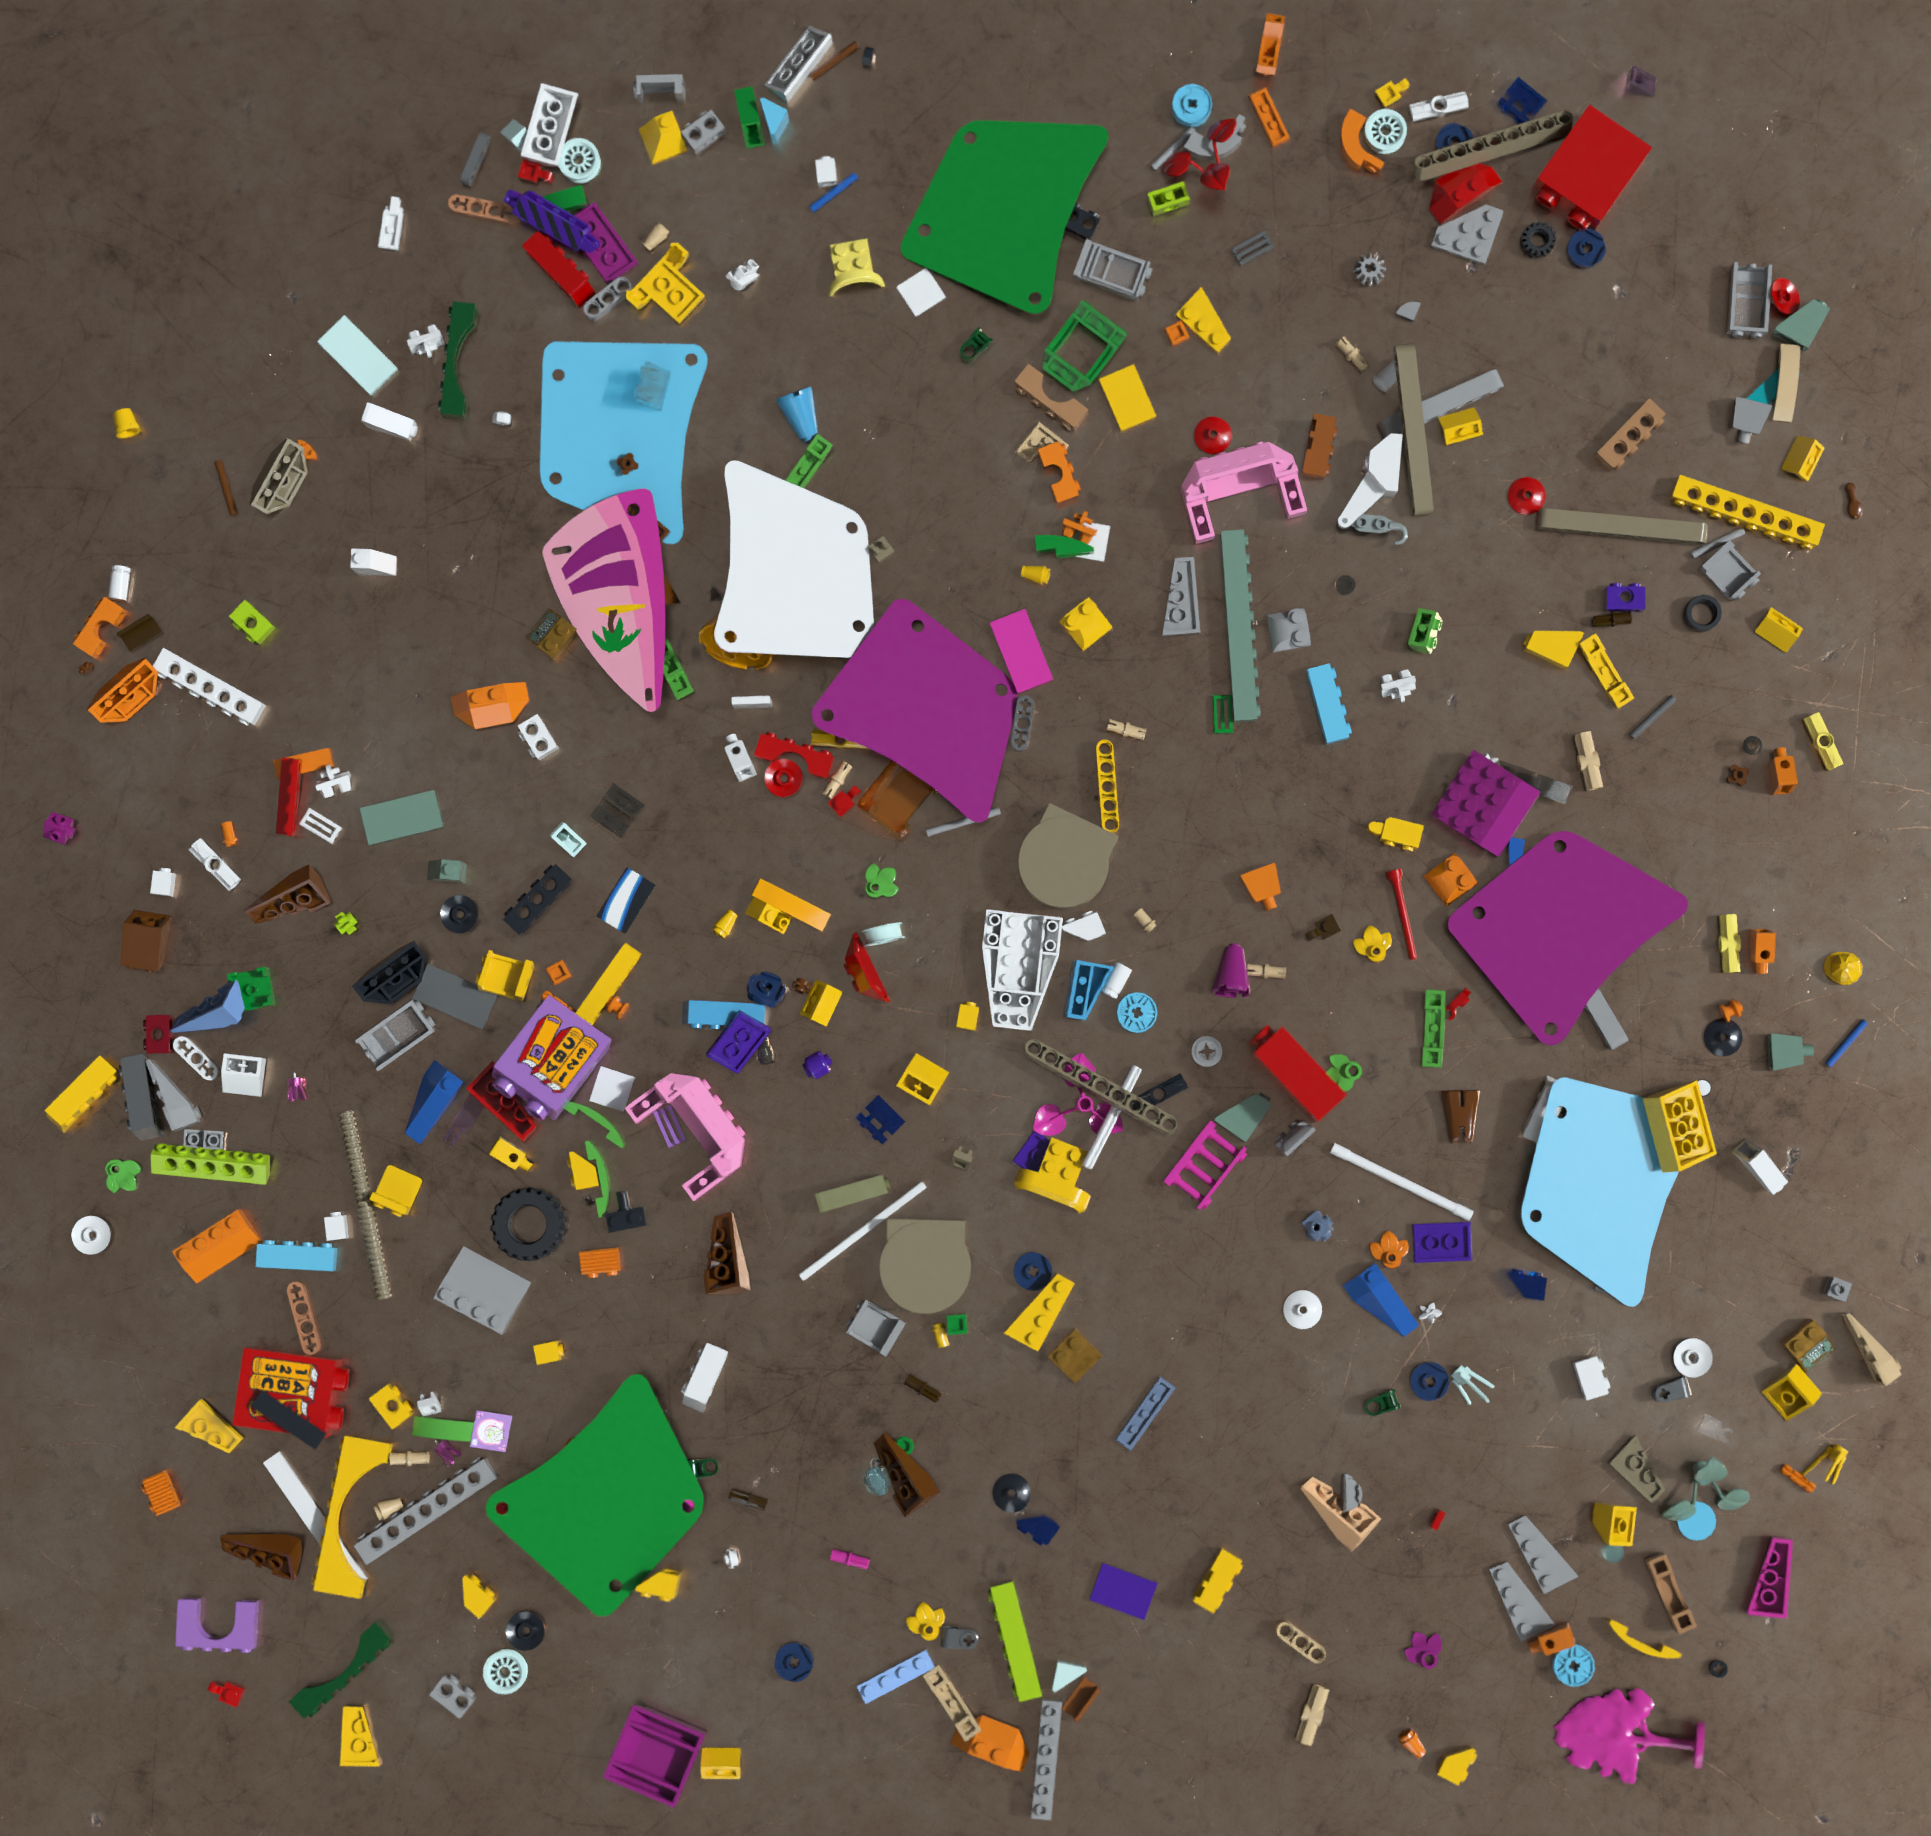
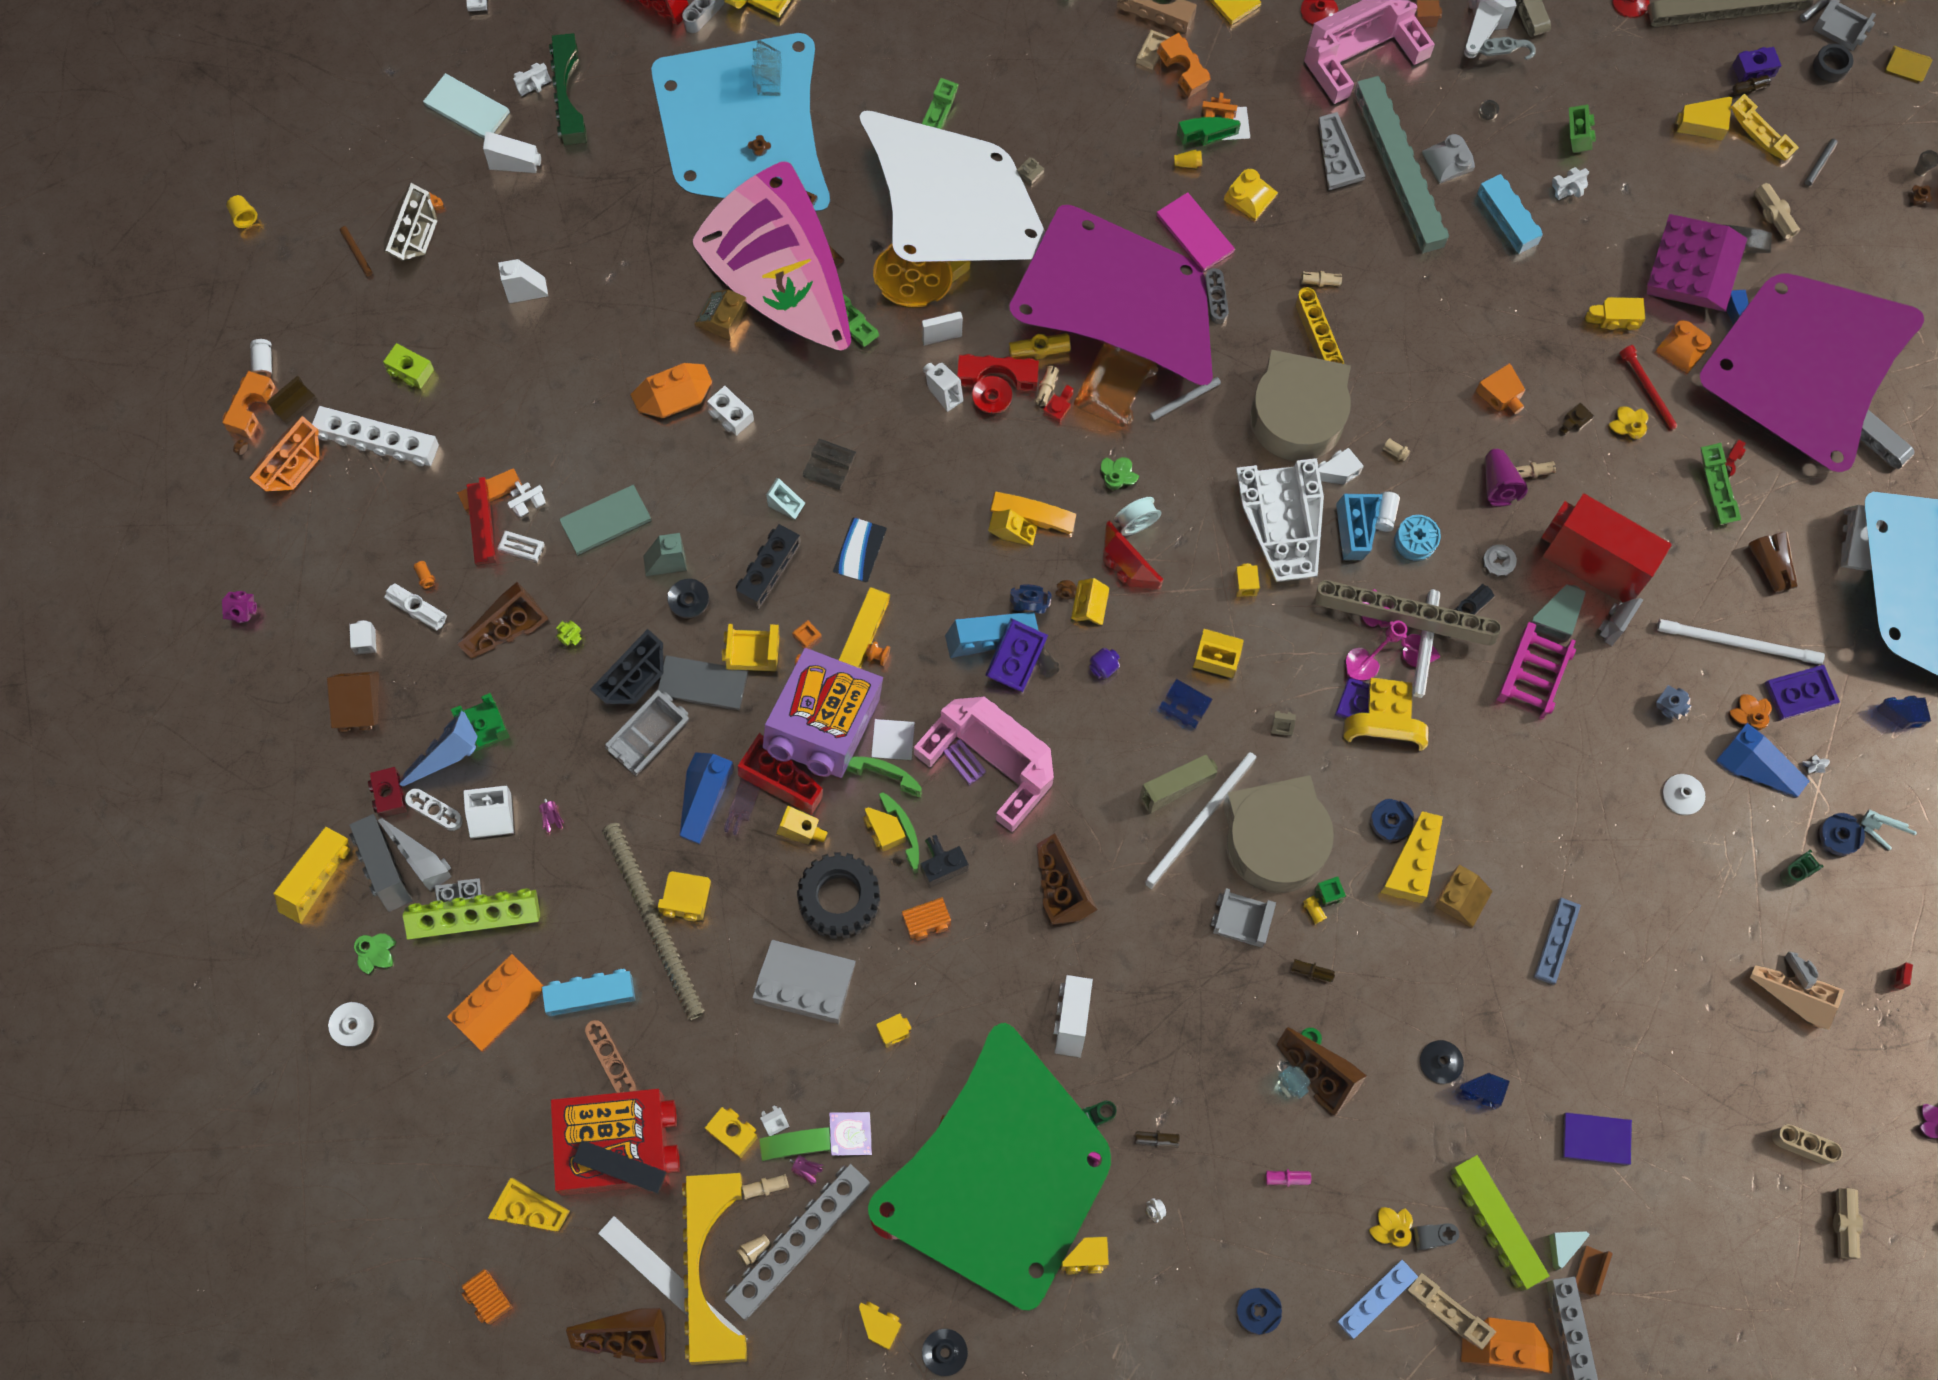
camera: 25 degrees left, 15 degrees down
(336, 1226) = (626, 950): white brick -> none
(501, 418) = (623, 131): white tile -> none
(724, 924) = (969, 548): yellow cone -> none
(800, 412) = (917, 63): dark azure cone -> none
(1217, 1580) = (1695, 1099): yellow wedge -> none
(1230, 721) = (1421, 257): green tile -> none

